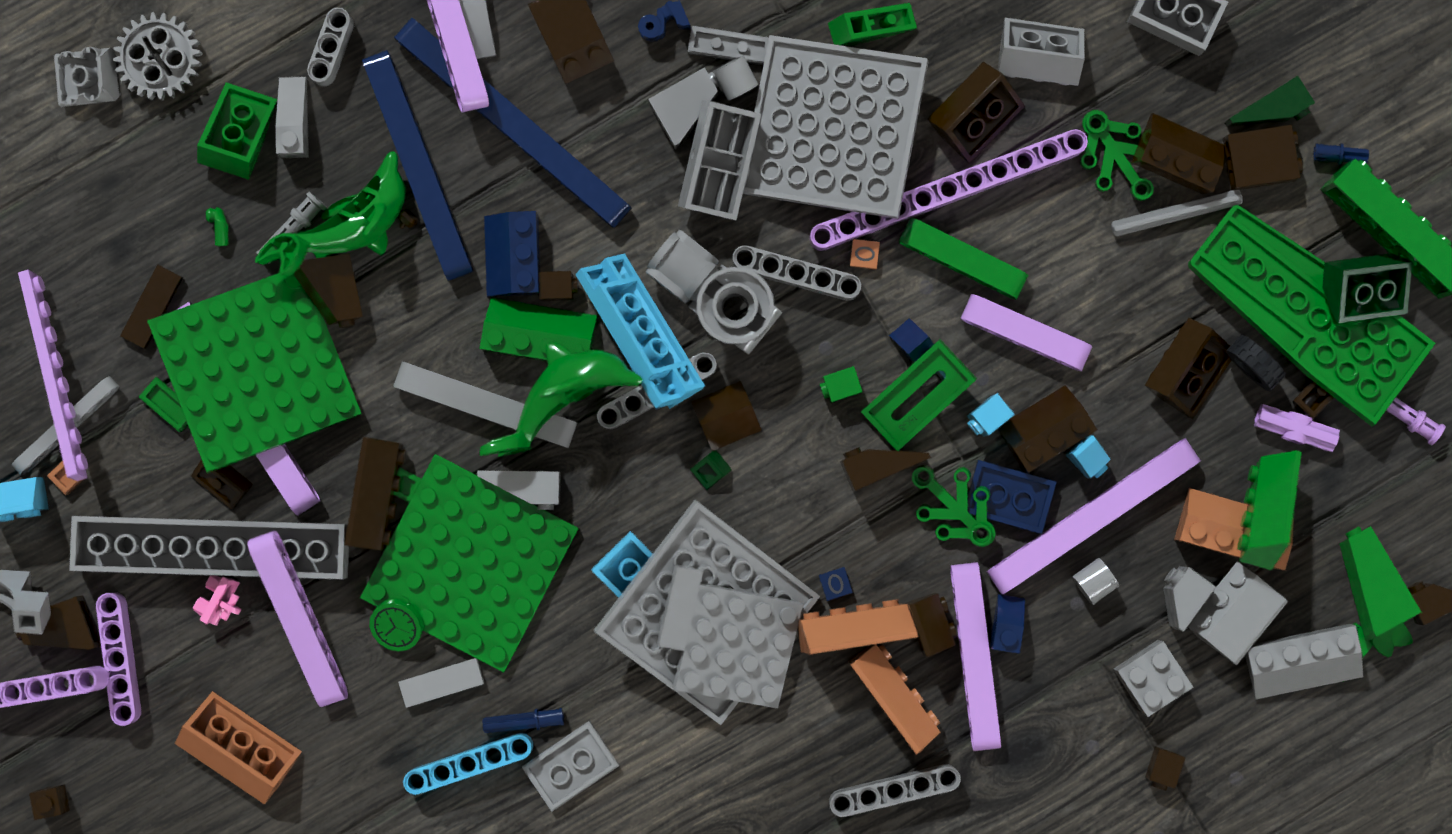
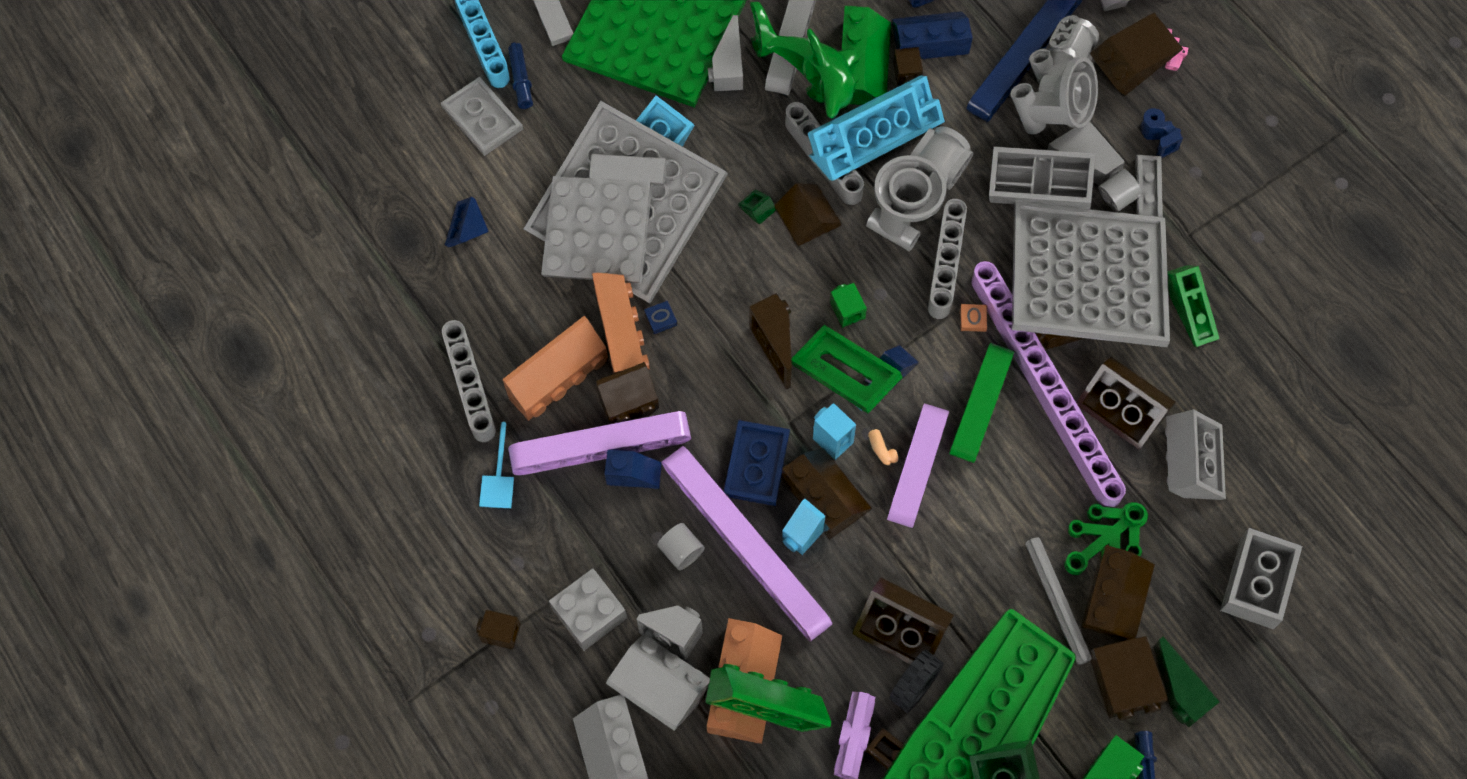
camera: 85 degrees right, 20 degrees down
(612, 115) = (1064, 78): none -> light grey piece
(707, 788) = (466, 223): none -> dark blue slope
(957, 508) = (742, 412): green plant -> none
(1003, 370) = (880, 449): none -> light nougat arm
(1013, 763) = (497, 490): none -> medium azure piece

